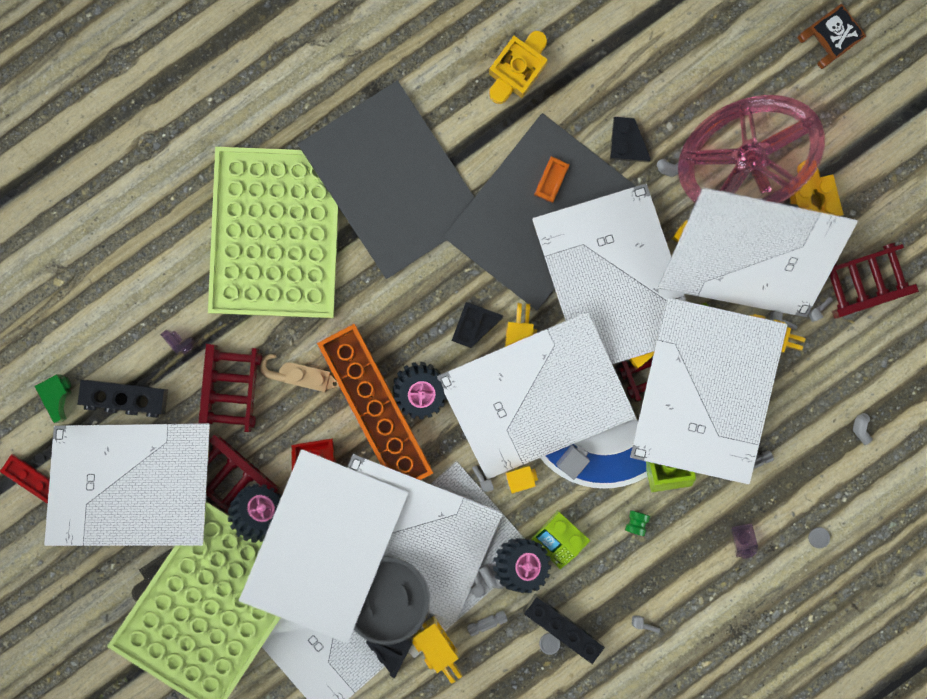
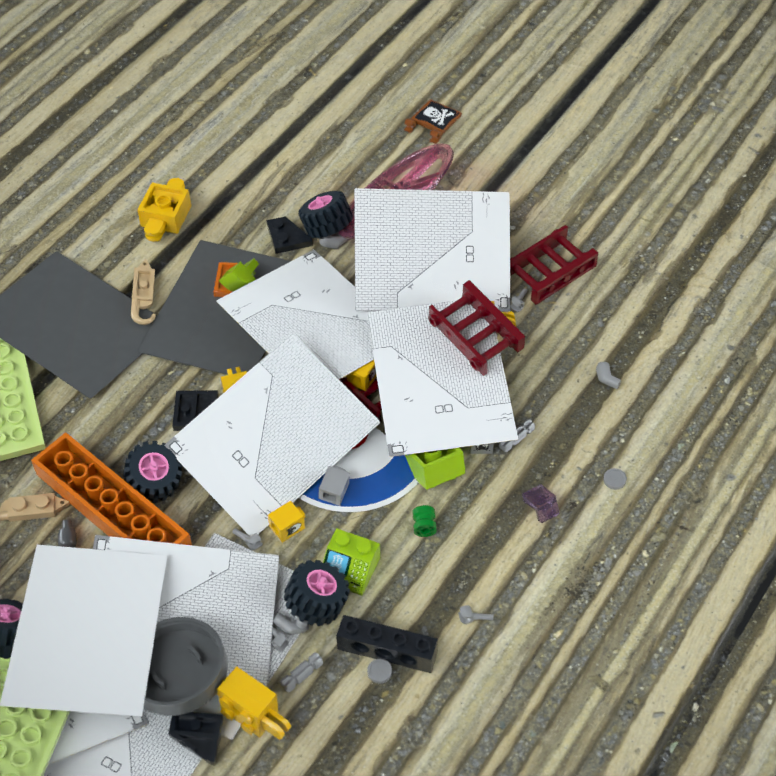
camera: 15 degrees left, 35 degrees down
(330, 421) = (67, 536): none -> dark grey cylinder
(467, 166) = (142, 292): none -> tan plate
(565, 189) = (239, 275): none -> lime brick
(673, 141) = (325, 214): none -> black wheel
(775, 346) = (485, 310): none -> dark red fence

